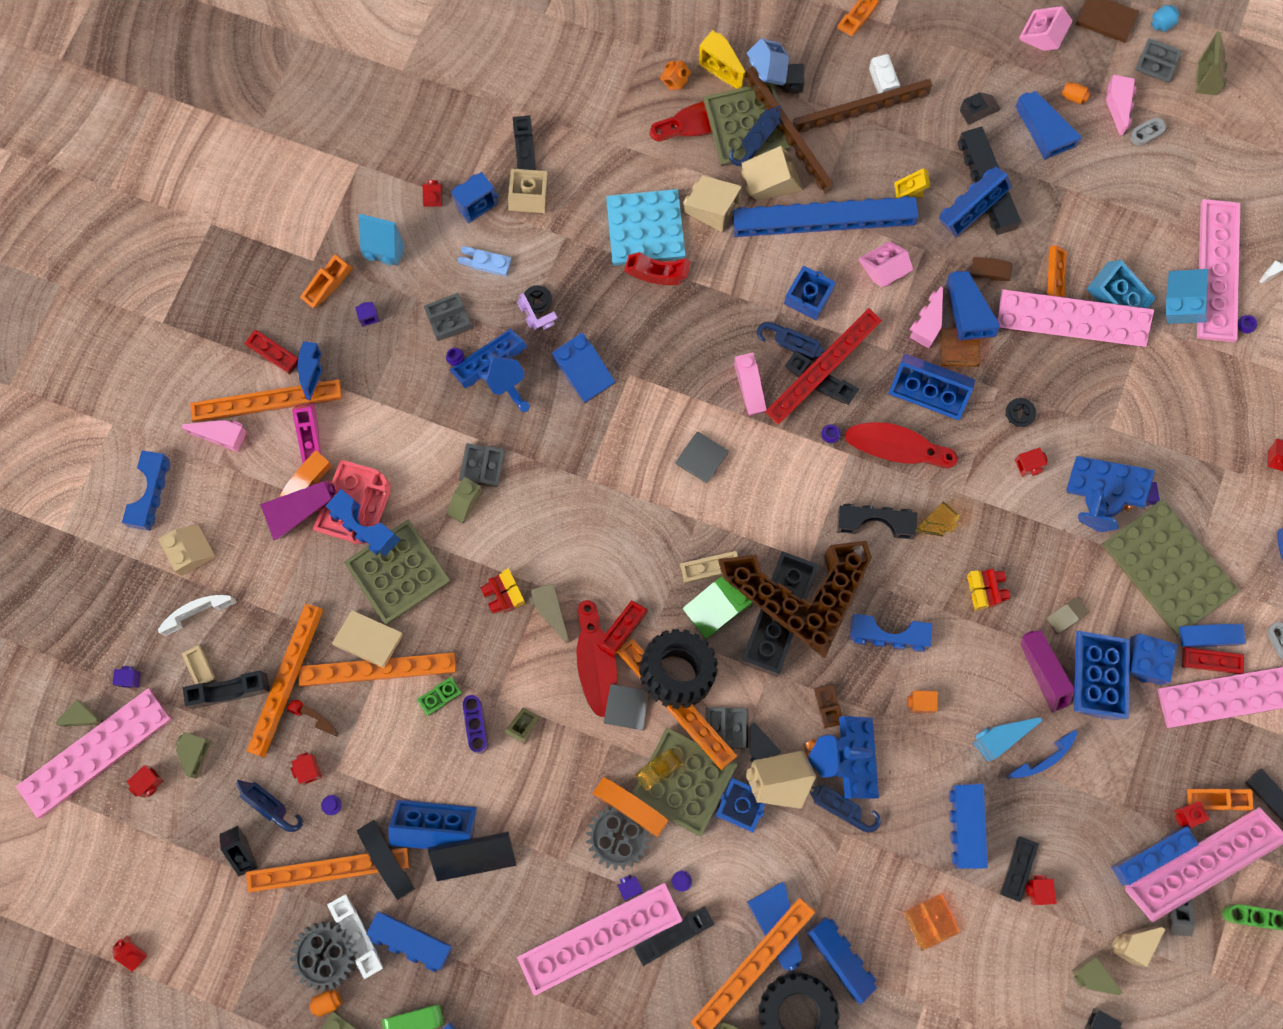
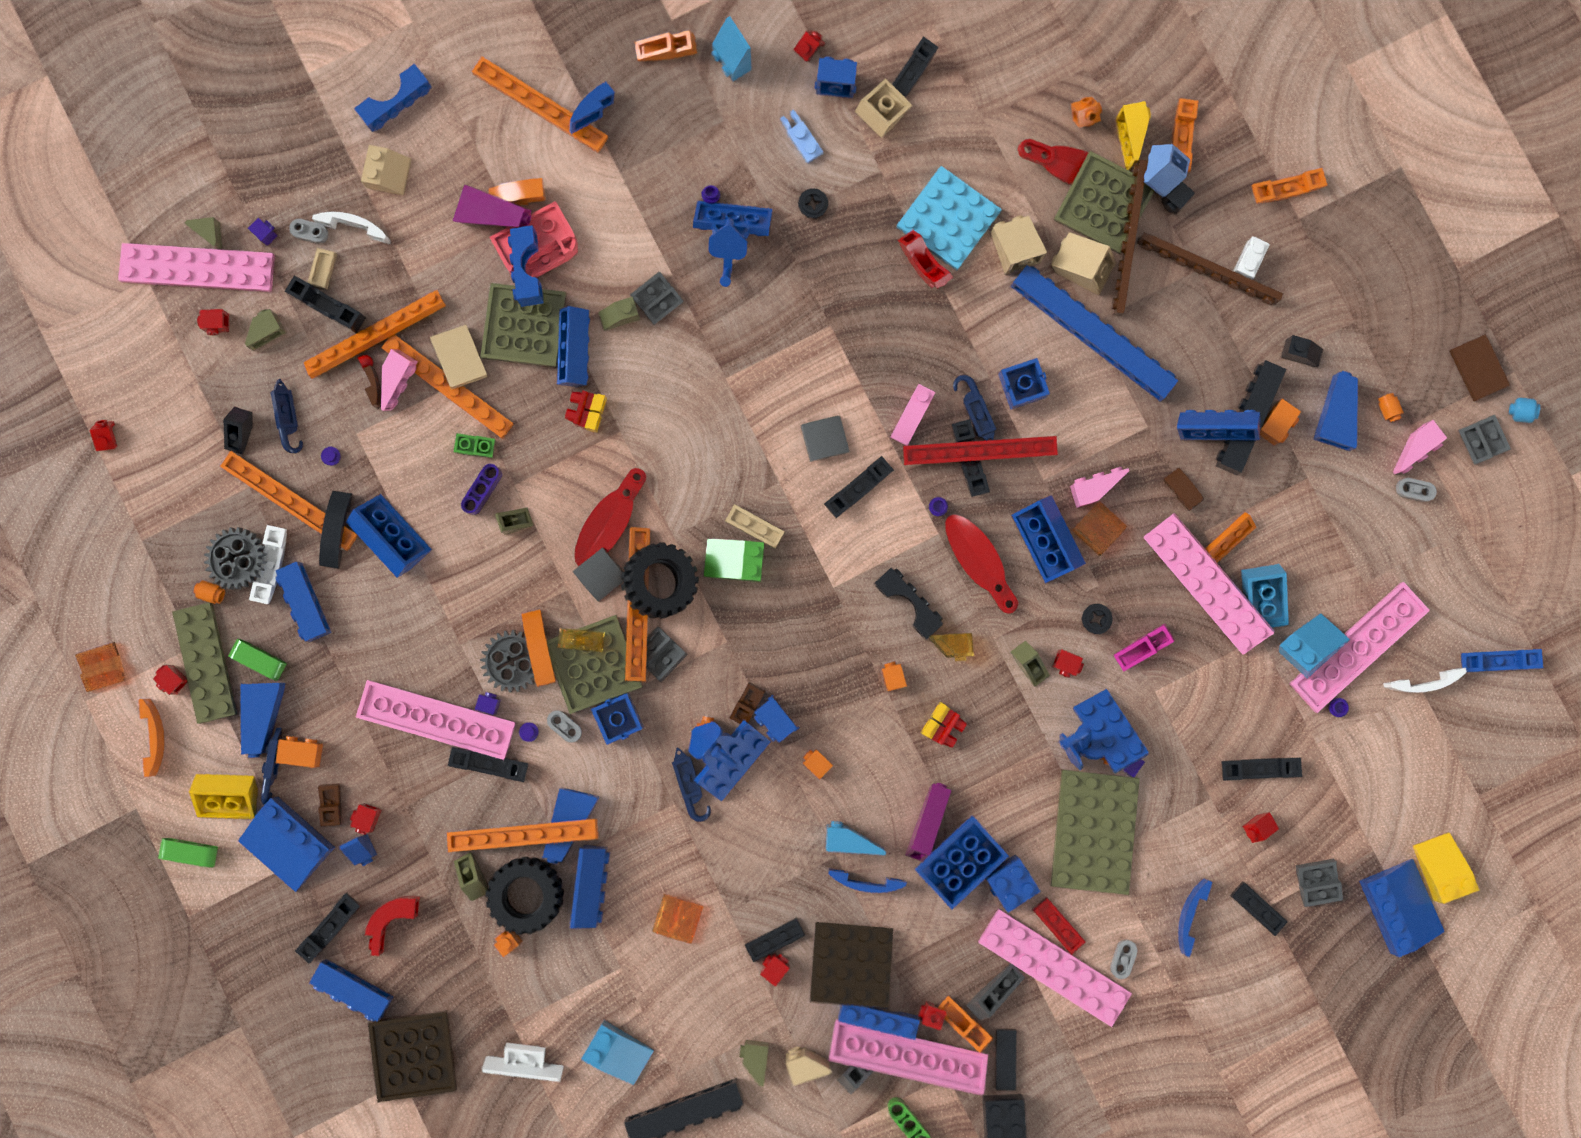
camera: 35 degrees right, 10 degrees up
(162, 647) = (307, 231): none -> light grey plate
(218, 432) = (485, 100): bright pink slope -> none
(272, 352) = (577, 68): red tile -> none
(305, 769) = (334, 413): red brick -> none
(306, 429) = (550, 155): dark pink slope -> none
(329, 694) = (395, 373): none -> bright pink slope
(367, 313) = (674, 101): dark purple plate -> none
(447, 317) = (733, 157): dark grey slope -> none
(451, 554) = (573, 347): none -> blue brick
(472, 856) = (396, 582): black tile -> none
(544, 322) = (800, 227): lavender bracket -> none
(547, 605) = (609, 451): dark tan slope -> none
(583, 367) = (798, 289): blue slope -> none
(622, 628) = (649, 514): red tile -> none
(705, 850) = (564, 726): none -> light grey plate
(748, 25) = (1184, 127): none -> orange slope
(757, 134) = (1101, 220): dark blue plate -> none
(760, 469) = (859, 487): none -> black slope
(760, 745) = (670, 690): black slope -> none
(769, 638) = (772, 606): black brick -> none
(782, 779) = (659, 726): tan slope -> none
(811, 621) = (781, 633): reddish brown wedge -> none
(862, 696) = (775, 720): none -> blue brick
(865, 629) = (857, 712): blue arch -> none
(886, 263) = (1106, 412): bright pink slope -> none
(913, 184) = (1186, 368): yellow slope -> none
(917, 585) = (893, 676): none -> orange brick
(968, 827) = (764, 879): blue slope -> none
(970, 309) = (1134, 507): blue slope -> none
(1005, 486) = (1030, 663): none -> olive slope
(1012, 161) = (1279, 421): none -> orange brick
(1046, 28) = (1420, 333): bright pink slope -> none
(1067, 615) = (984, 797): dark tan slope -> none
(1073, 402) = (1144, 647): none -> dark pink slope
(1096, 832) = (851, 965): none -> dark brown plate
(1212, 68) = (1518, 484): olive slope -> none
(1212, 635) = (1074, 908): blue slope -> none
(1219, 754) = (995, 992): none -> dark grey slope
(1239, 413) = (1261, 768): none -> black slope

